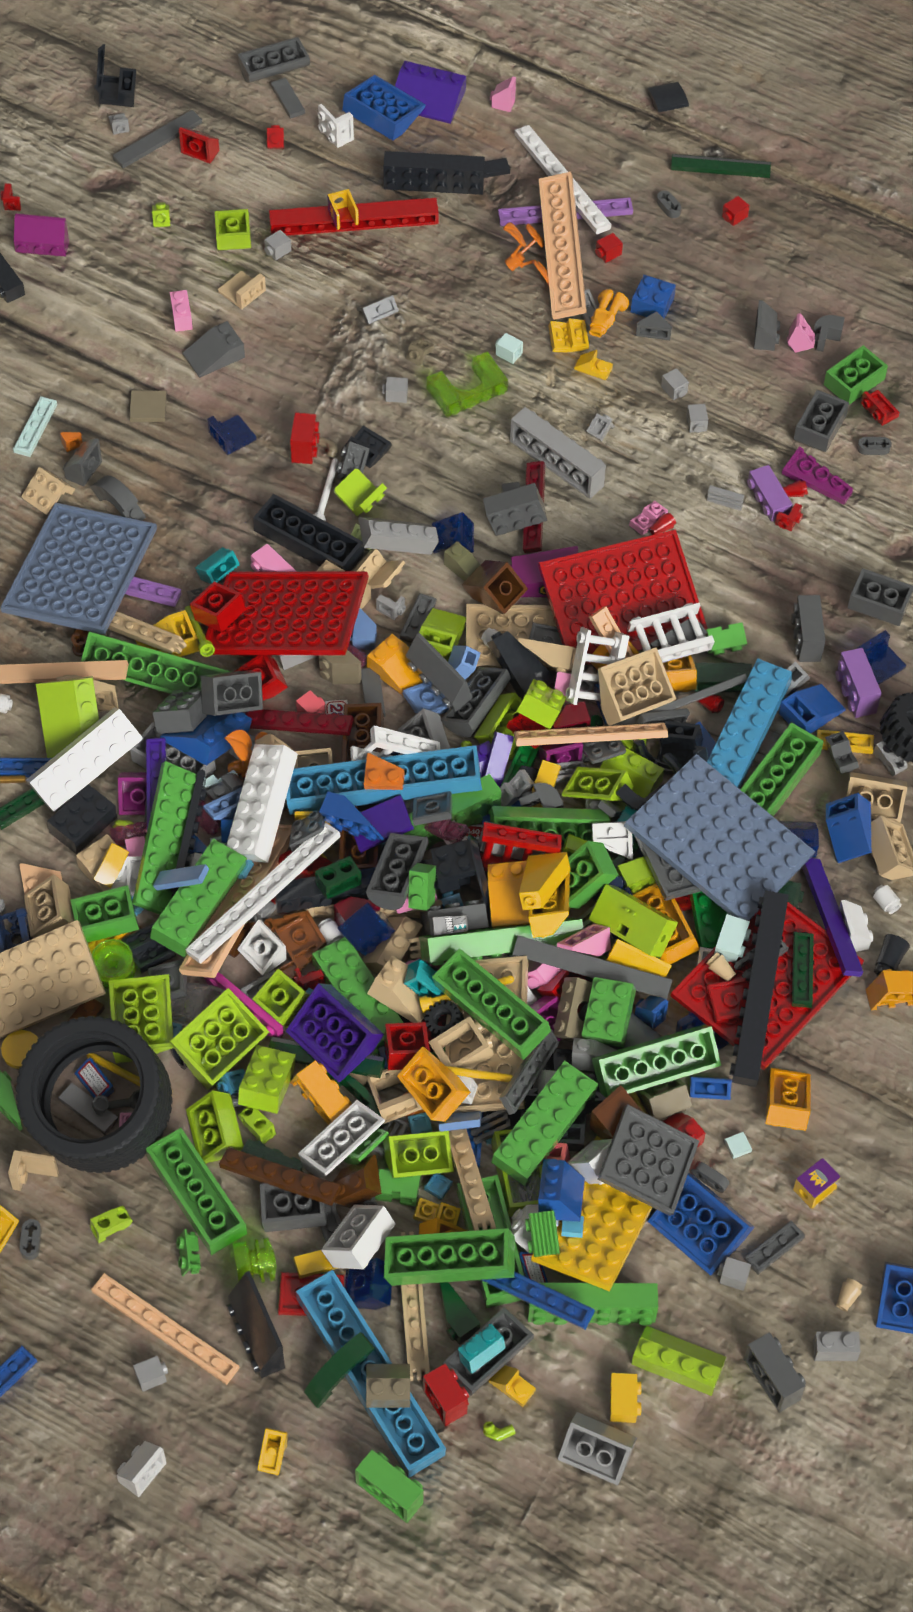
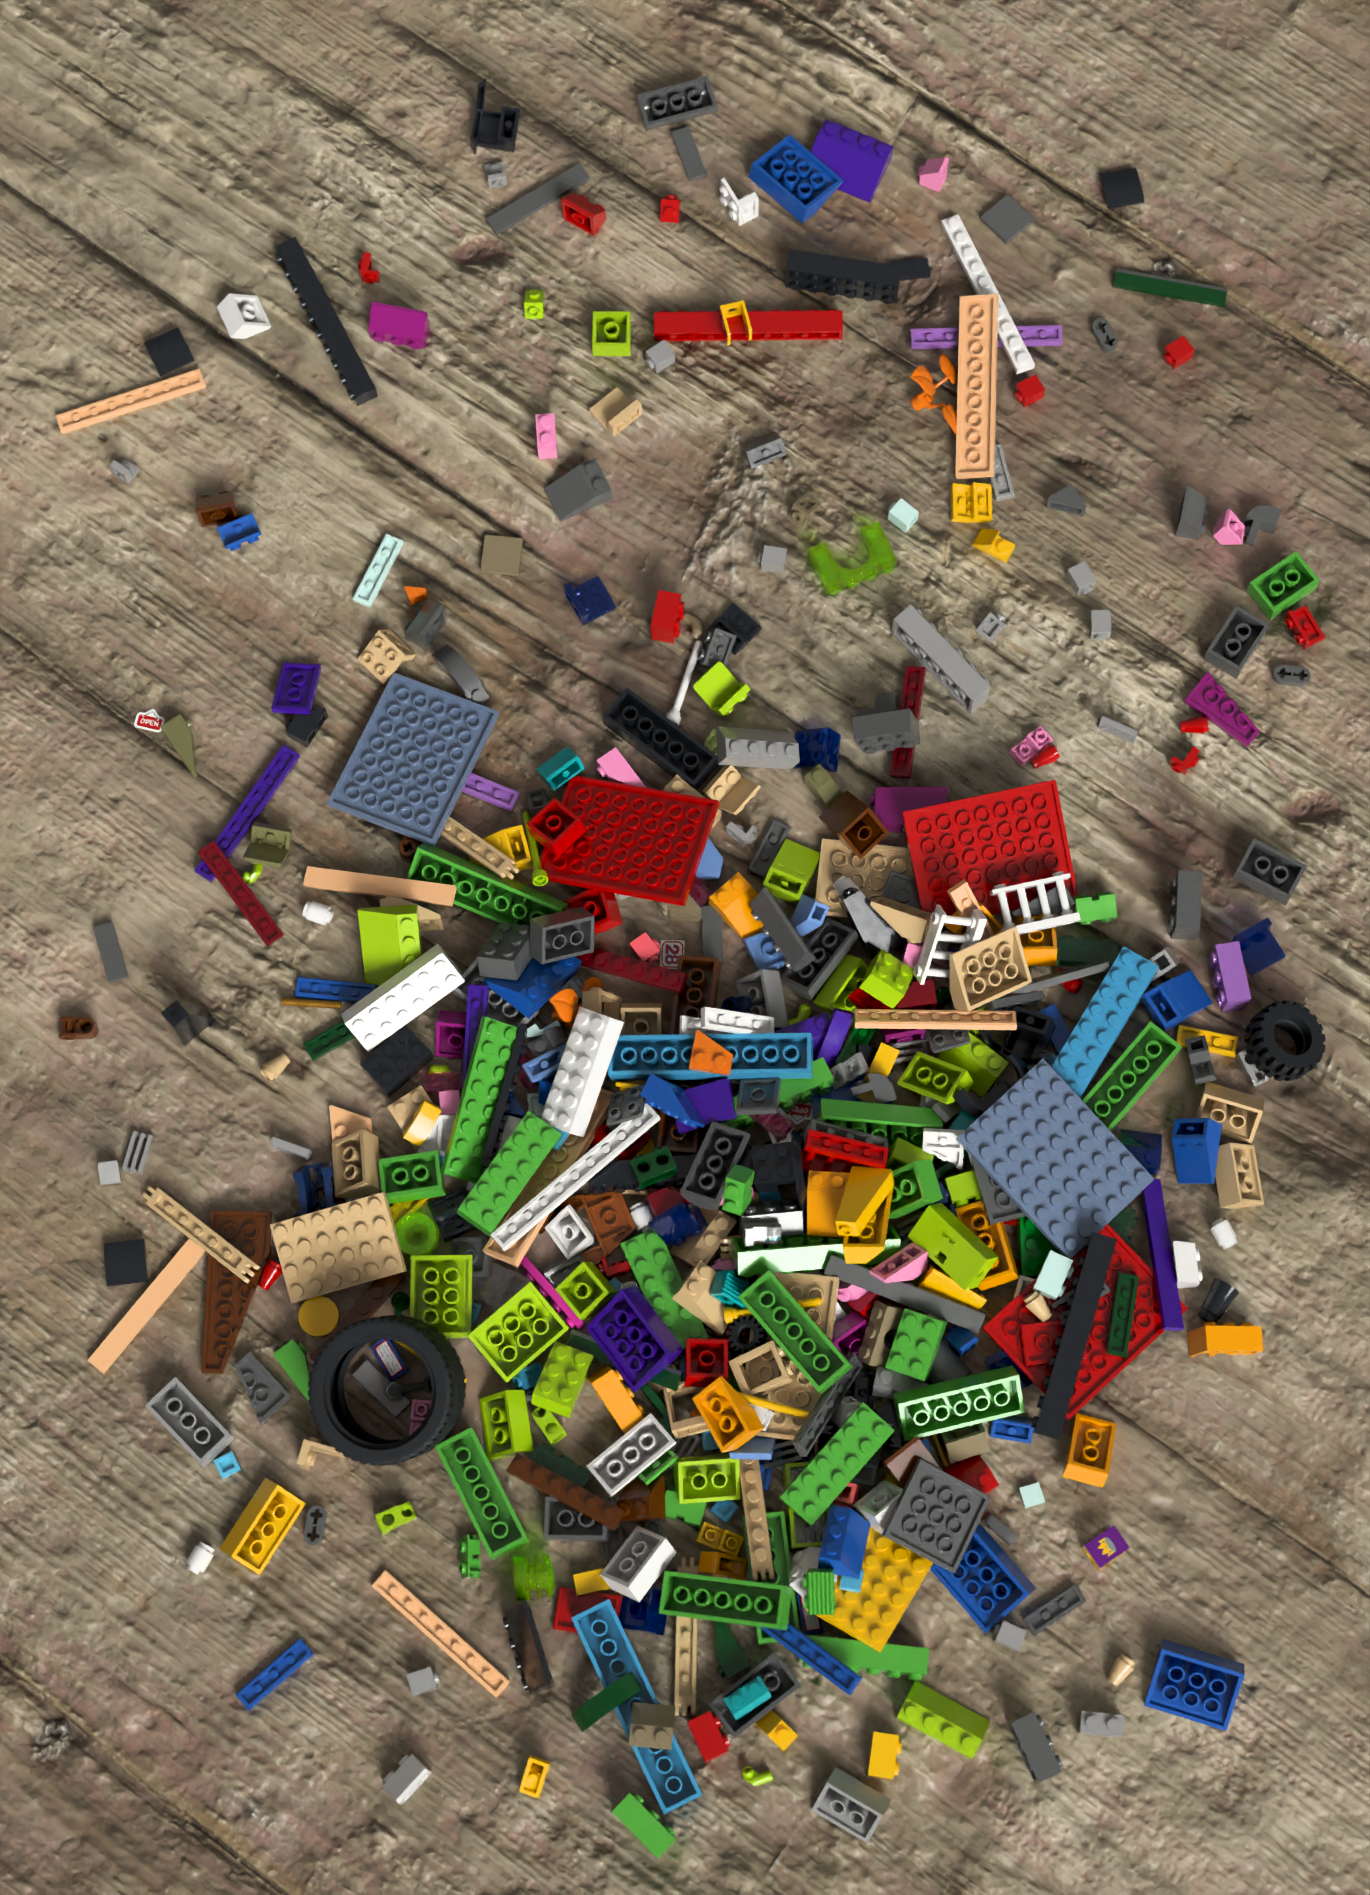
camera: 10 degrees right, 15 degrees up
(181, 877) = (491, 1154): medium blue tile -> none
(571, 126) = (1006, 219): none -> dark grey tile
(604, 319) = (1011, 489): light orange piece -> none
(652, 296) = (1070, 463): blue brick -> none
(769, 492) = (1166, 727): medium lavender brick -> none

